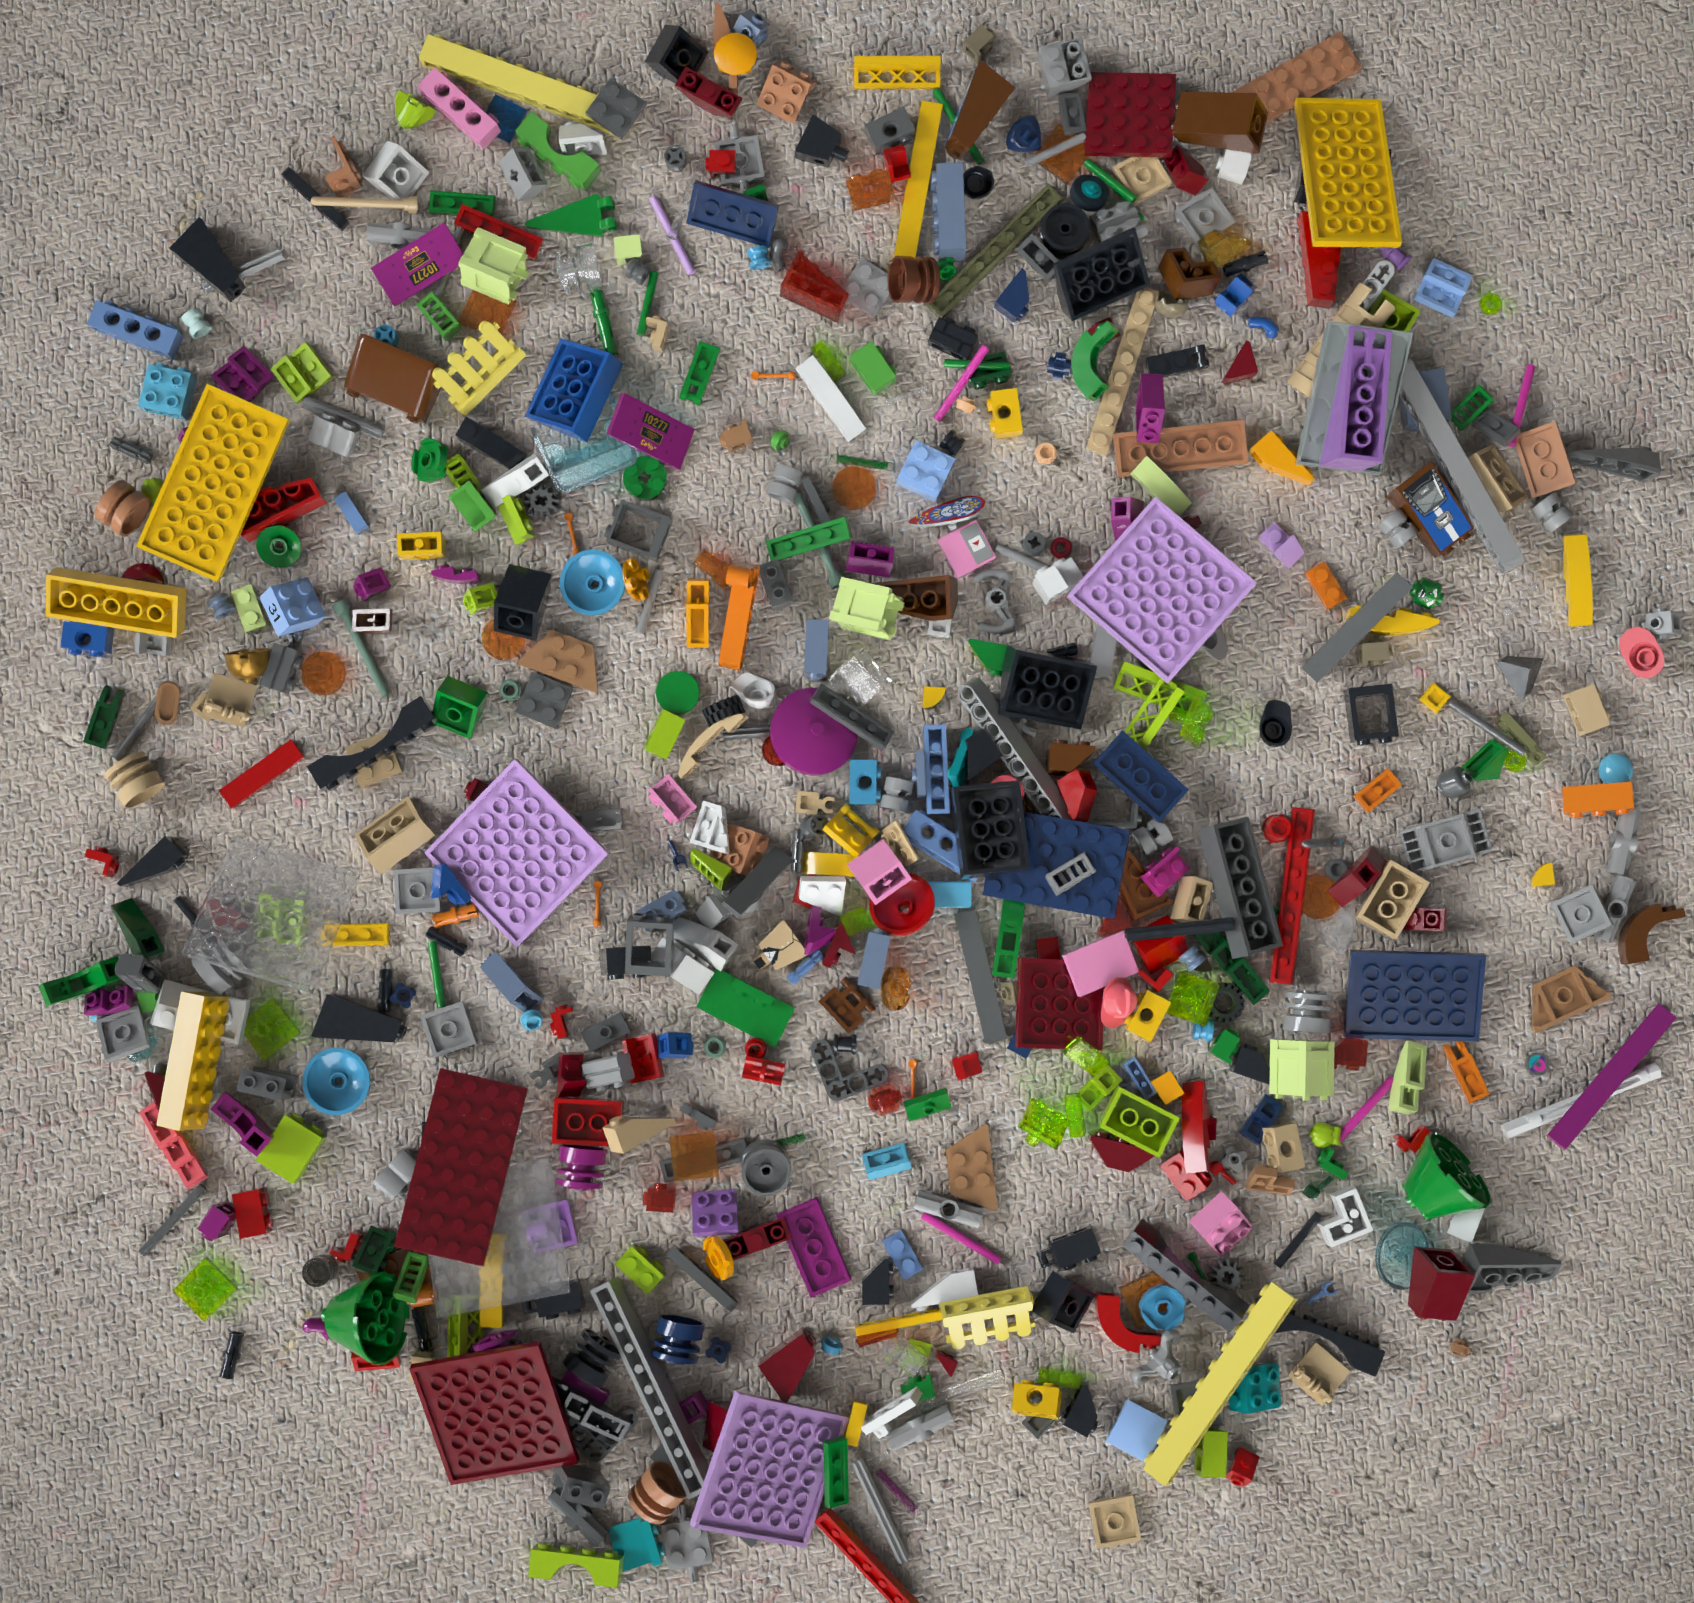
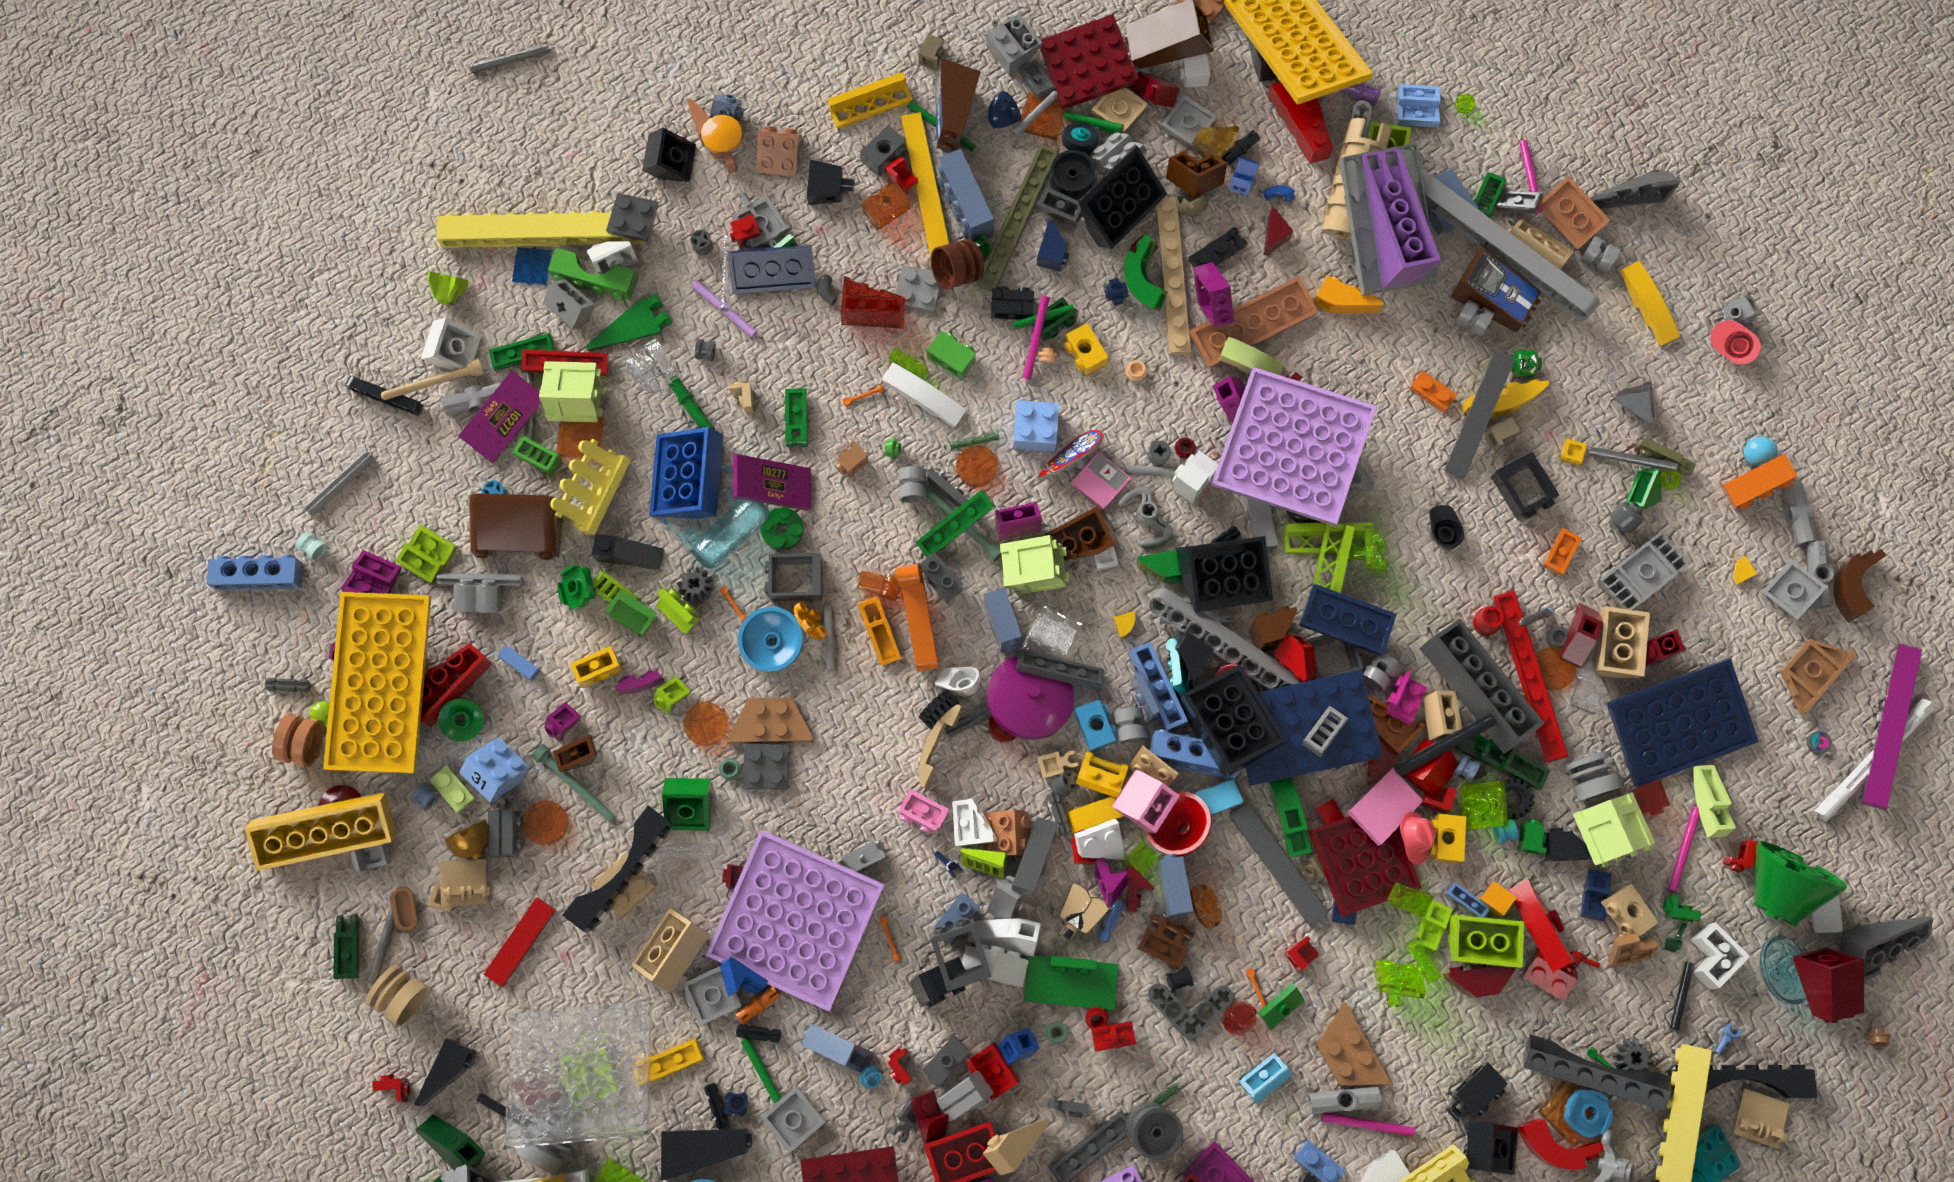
camera: 20 degrees left, 10 degrees down
(74, 634) = (290, 877): blue brick -> none
(167, 391) = (304, 617): medium azure brick -> none
(205, 257) = (300, 484): black slope -> none
(344, 180) = (406, 366): nougat bracket -> none
(480, 133) = (516, 284): bright pink brick -> none
(515, 480) = (663, 575): white slope -> none
(521, 602) = (711, 683): black slope -> none
(627, 247) = (688, 332): yellowish green panel -> none
(647, 304) = (724, 375): green bar -> none
(664, 734) = (891, 754): lime hinge -> none
(677, 692) = (888, 711): green tile -> none
(694, 1156) = (1080, 1148): clear orange tile -> none
(708, 94) = (710, 177): dark red slope -> none
(758, 257) = (810, 298): dark azure wheel -> none
(952, 443) = (1049, 392): black wheel -> none
(978, 182) = (981, 164): black hair -> none
(1221, 1224) = (1605, 1009): bright pink slope -> none
(1230, 1153) = (1582, 944): light grey plate -> none
(1282, 545) = (1381, 372): lavender slope -> none
(1325, 1134) = (1661, 885): lime animal -> none
(1466, 1073) = (1761, 775): orange hinge -> none
(1587, 709) = (1711, 409): tan brick -> none

